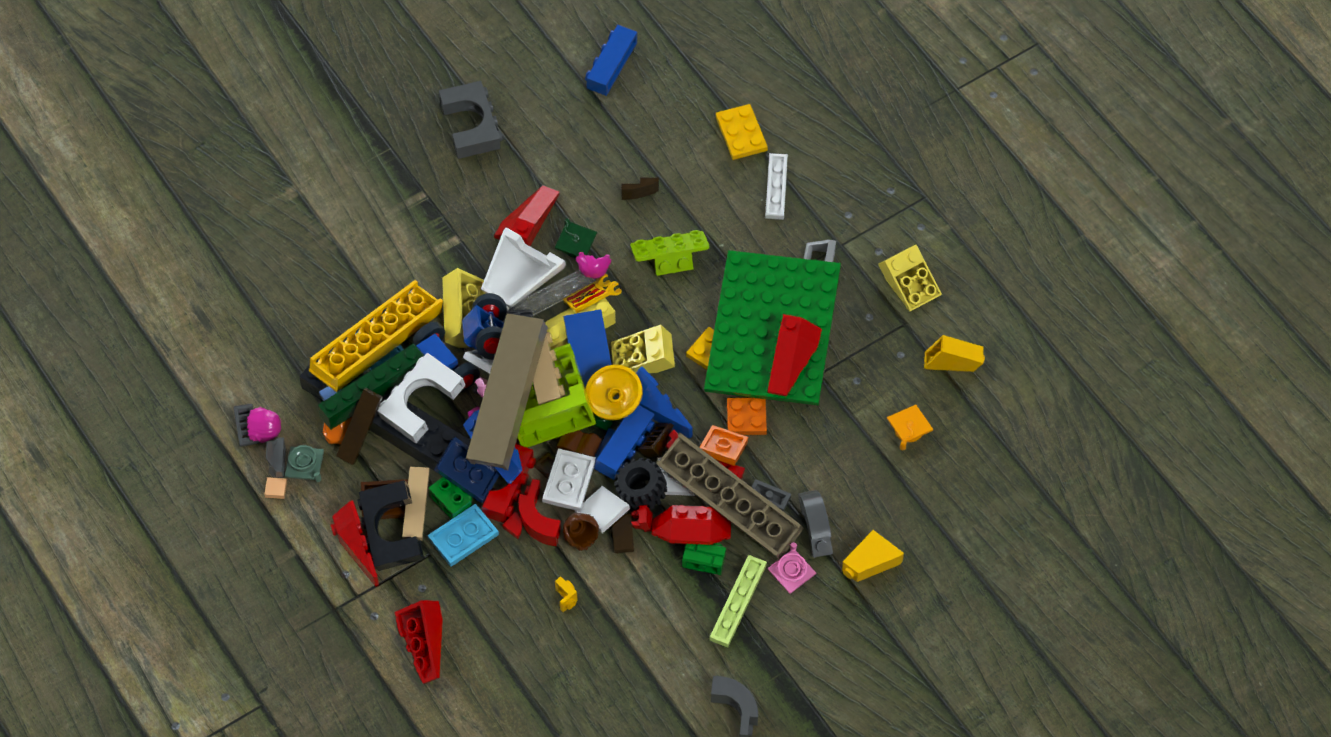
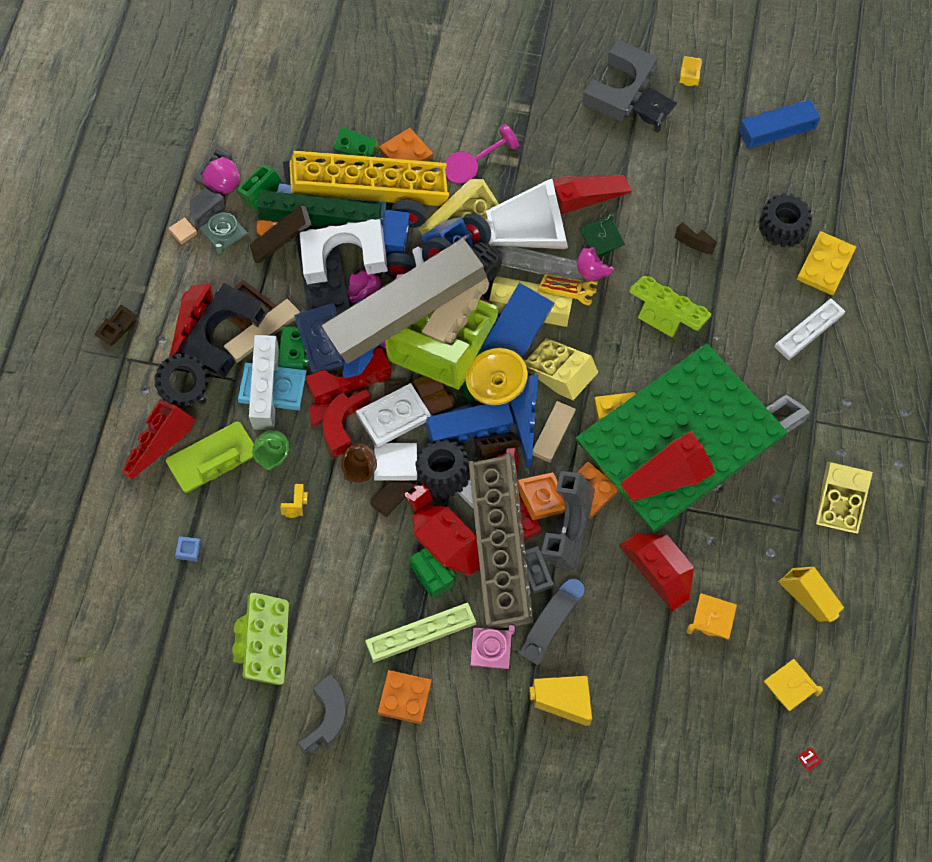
camera: 40 degrees right, 5 degrees up
(300, 409) = (263, 179): none -> green brick
(304, 591) = (117, 326): none -> dark brown slope
(335, 322) = (355, 144): none -> green brick
(370, 295) = (406, 147): none -> orange plate
(410, 573) = (194, 367): none -> black tyre
(425, 271) = (463, 166): none -> dark pink piece
(452, 413) = (362, 285): none -> dark pink hair
(474, 617) = (211, 457): none -> lime bracket
(481, 550) = (261, 397): none -> white arch
(511, 73) = (690, 71): none -> yellow bracket
(511, 574) = (271, 449): none -> bright green hair
(514, 119) = (654, 108): none -> black hat
(526, 689) = (188, 548): none -> medium blue tile
(641, 698) = (262, 639): none -> lime bracket
(683, 397) = (553, 431): none -> tan tile
(686, 136) = (790, 208): none -> black tyre
(770, 455) = (566, 548): none -> dark grey arch
(771, 649) = (404, 697): none -> orange plate
(803, 485) = (574, 588): none -> medium blue tile
(843, 423) = (661, 566): none -> red wedge
(999, 423) = (792, 685): none -> yellow hat
(1053, 460) = (809, 759): none -> red sticker

